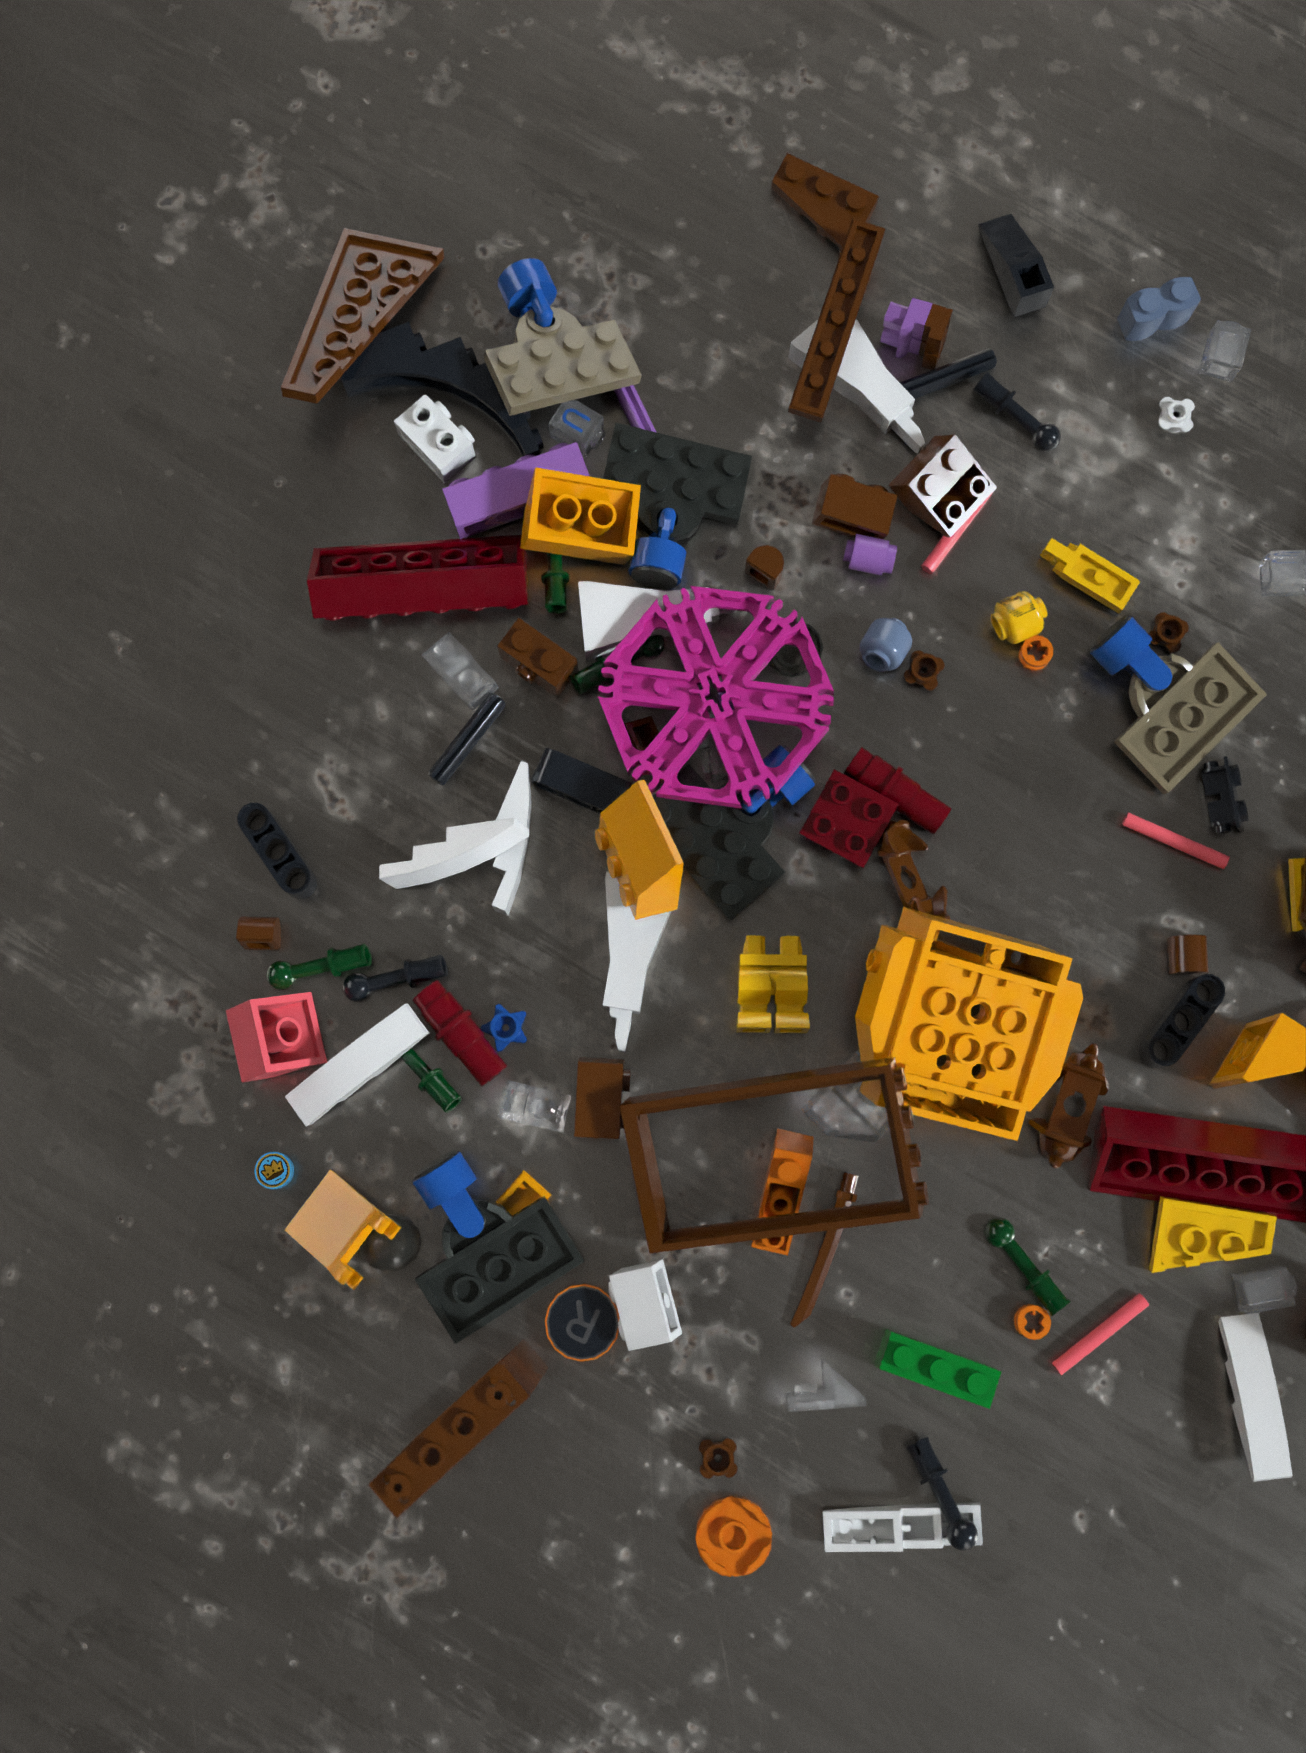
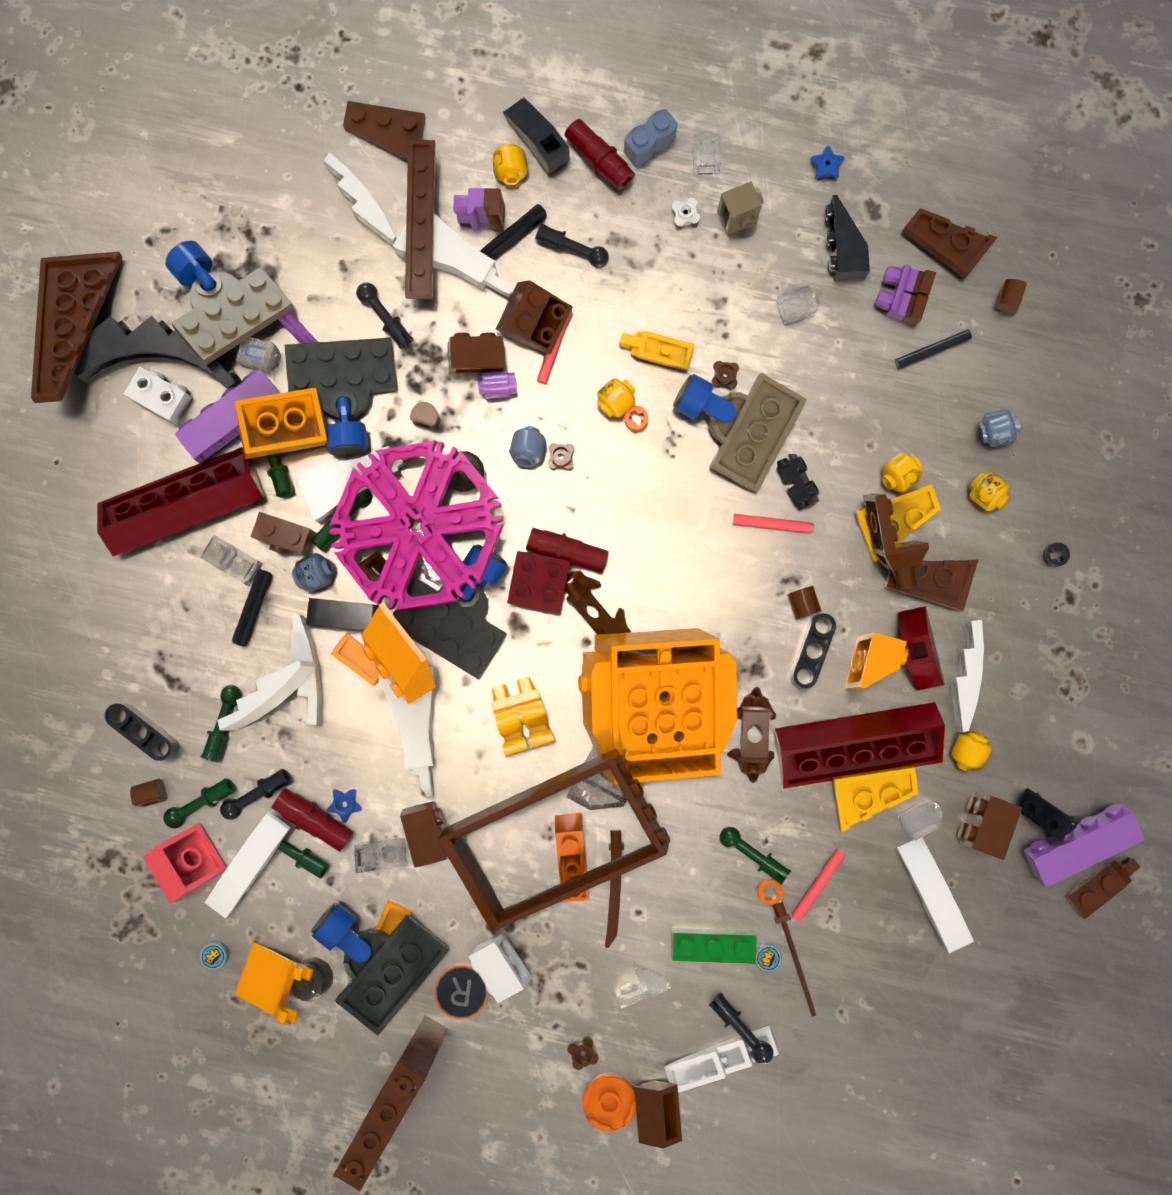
camera: 15 degrees left, 5 degrees up
(370, 888) = (216, 737): none -> dark green pin
(560, 718) = (313, 572): none -> sand blue head
(579, 842) = (350, 653): none -> light orange tile
(738, 394) = (367, 293): none -> black pin
(769, 284) = (364, 206): none -> white slope
(796, 1571) = (658, 1114): none -> reddish brown brick
(969, 288) = (509, 163): none -> yellow head
(1005, 1411) = (768, 957): none -> tile
(1040, 1360) = (782, 917): none -> reddish brown sword
(1087, 311) = (599, 154): none -> dark red piece
(1250, 427) = (739, 207): none -> dark tan brick

